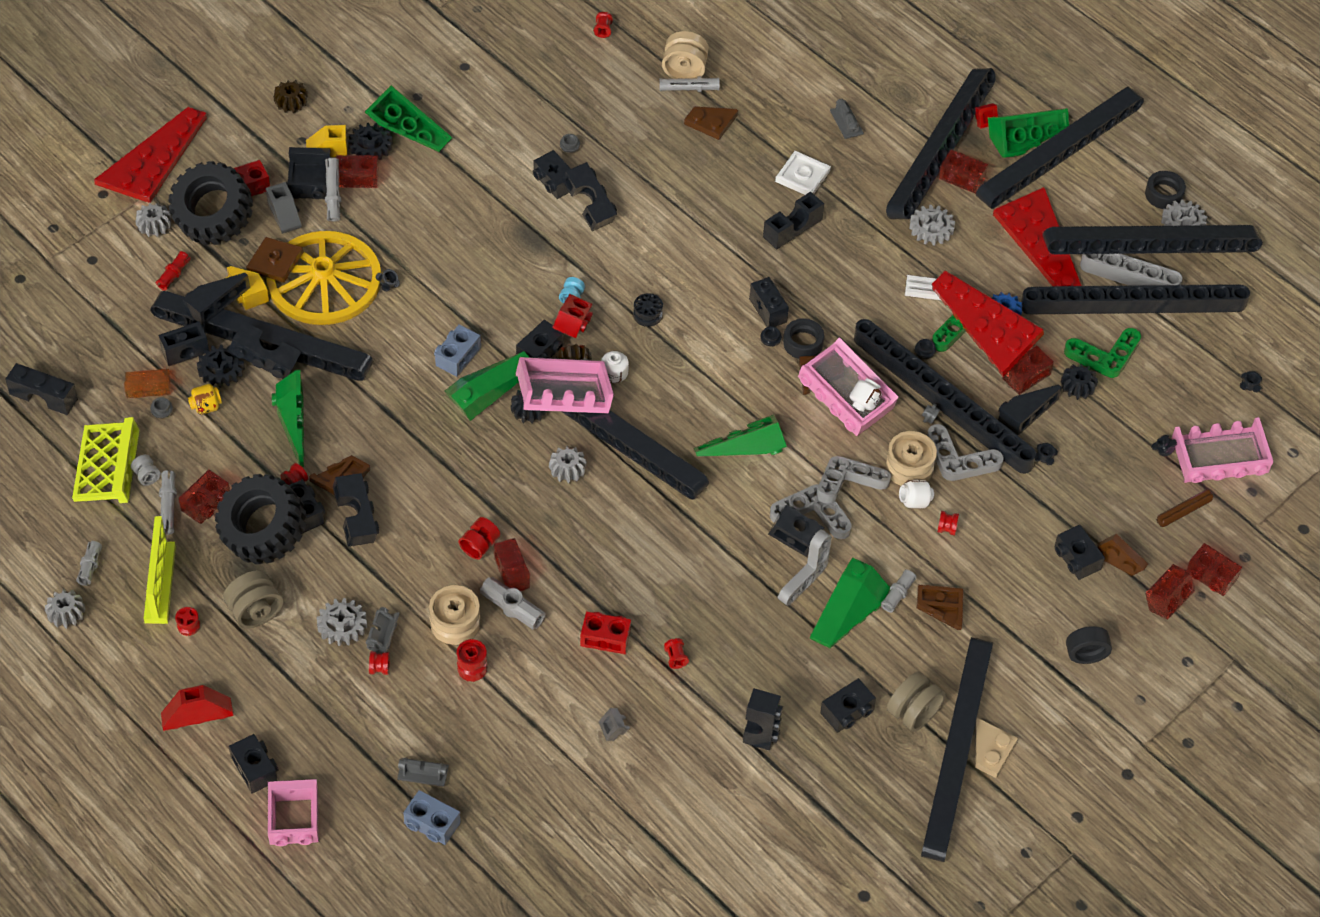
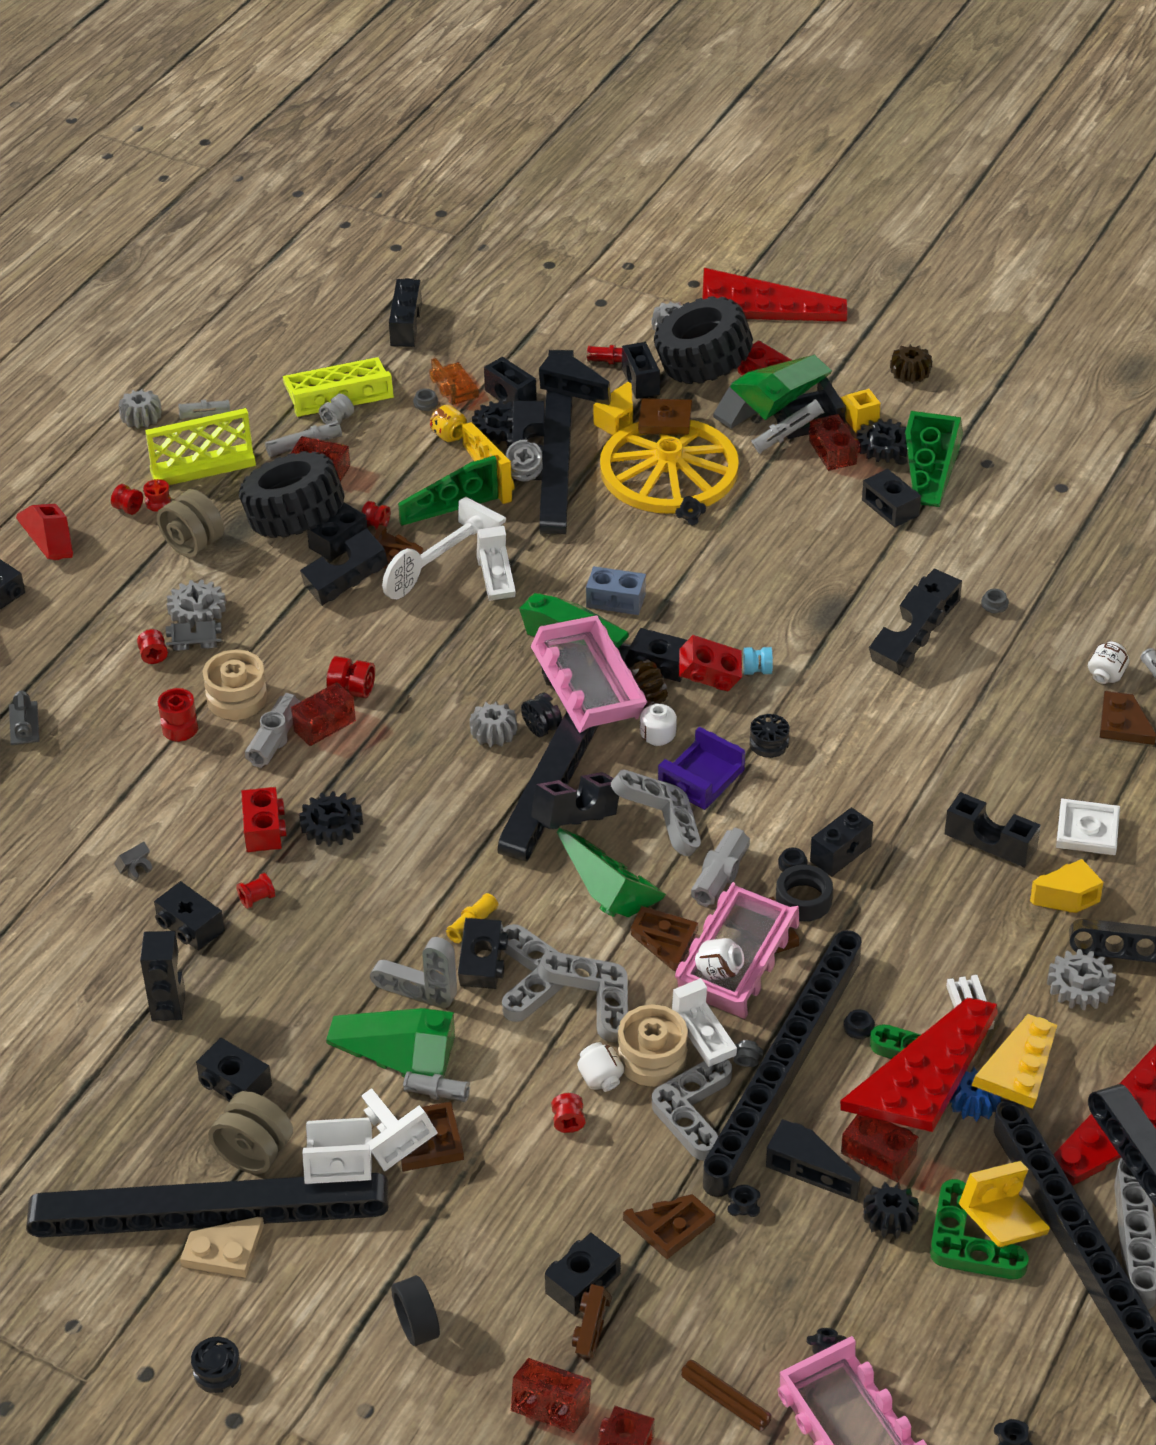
camera: 75 degrees right, 10 degrees down
(183, 643) = (127, 499): none -> red wheel
(211, 255) = (641, 370): none -> black brick
(264, 383) = (481, 447): none -> yellow wing
(294, 174) = (778, 385): none -> green wedge
(297, 357) = (525, 460): none -> light grey wheel
(338, 411) = (407, 564): none -> white piece
(397, 413) = (495, 563): none -> white bracket
(436, 160) = (891, 497): none -> black brick
(574, 431) = (541, 714): none -> black wheel
(623, 588) = (333, 818): none -> black gear
(661, 106) = (1108, 662): none -> white head
(663, 357) = (704, 768): none -> dark purple panel
(680, 432) = (561, 805): none -> black arch
(686, 700) = (189, 915): none -> black brick
(690, 384) = (665, 797): none -> light grey beam
(753, 530) = (479, 910): none -> yellow pin
(762, 376) = (720, 867): none -> light grey piece
(811, 426) = (664, 935): none -> reddish brown wing
(854, 202) = (1068, 888): none -> yellow slope
(895, 424) = (702, 1025): none -> white bracket
(934, 621) = (396, 1136): none -> white bracket
(947, 657) = (338, 1150): none -> white panel
(998, 277) = (1019, 1062): none -> yellow wing
(1052, 495) = (671, 1223): none -> reddish brown wing
(1090, 771) = (216, 1365): none -> black wheel
(1099, 327) = (995, 1205): none -> yellow bracket

